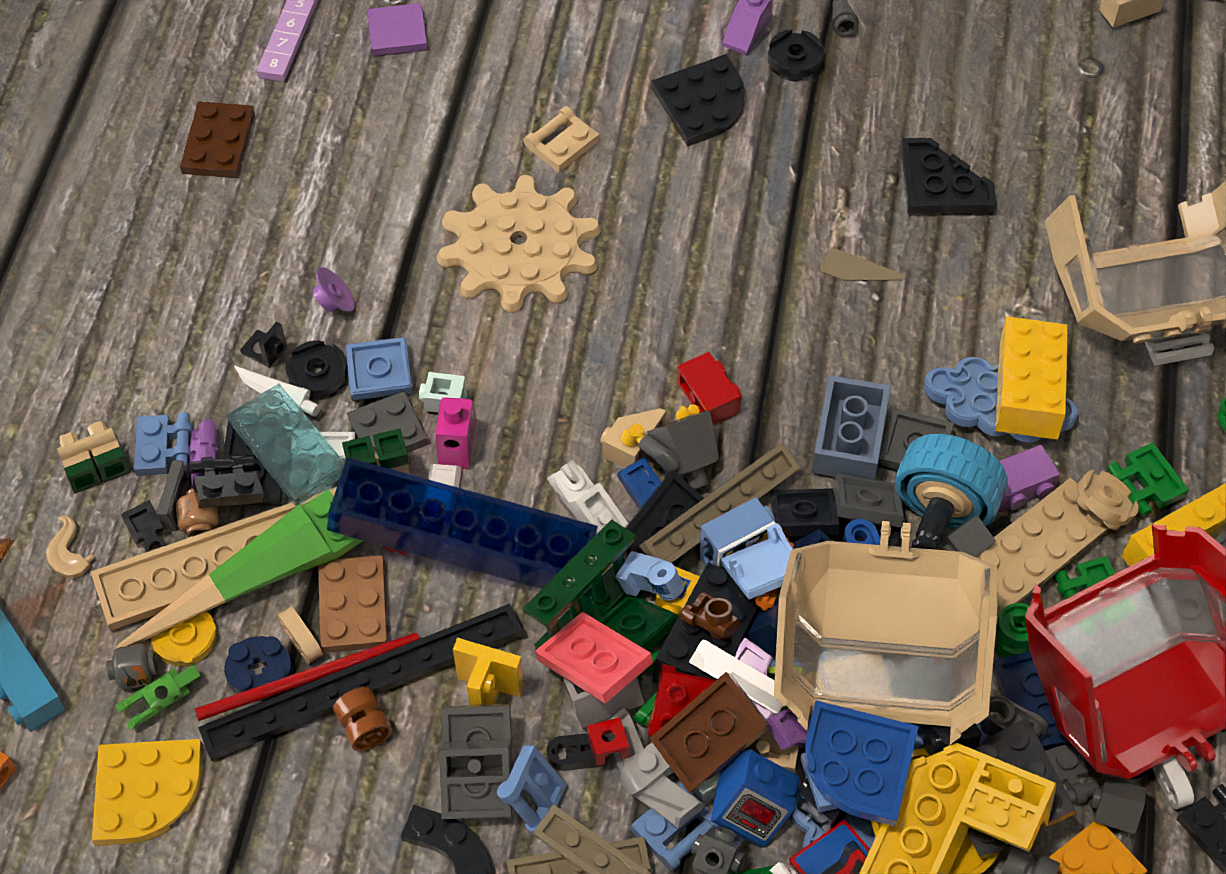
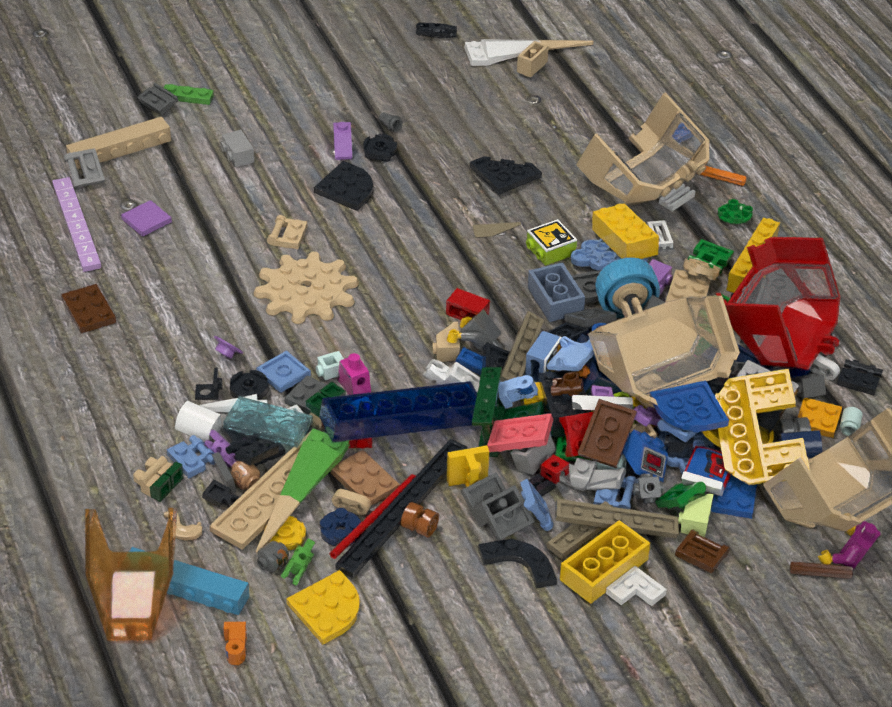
camera: 35 degrees left, 15 degrees down
(206, 392) = (197, 421): none -> white brick
(914, 336) = (551, 242): none -> piece
(1092, 419) = (669, 242): none -> white tile

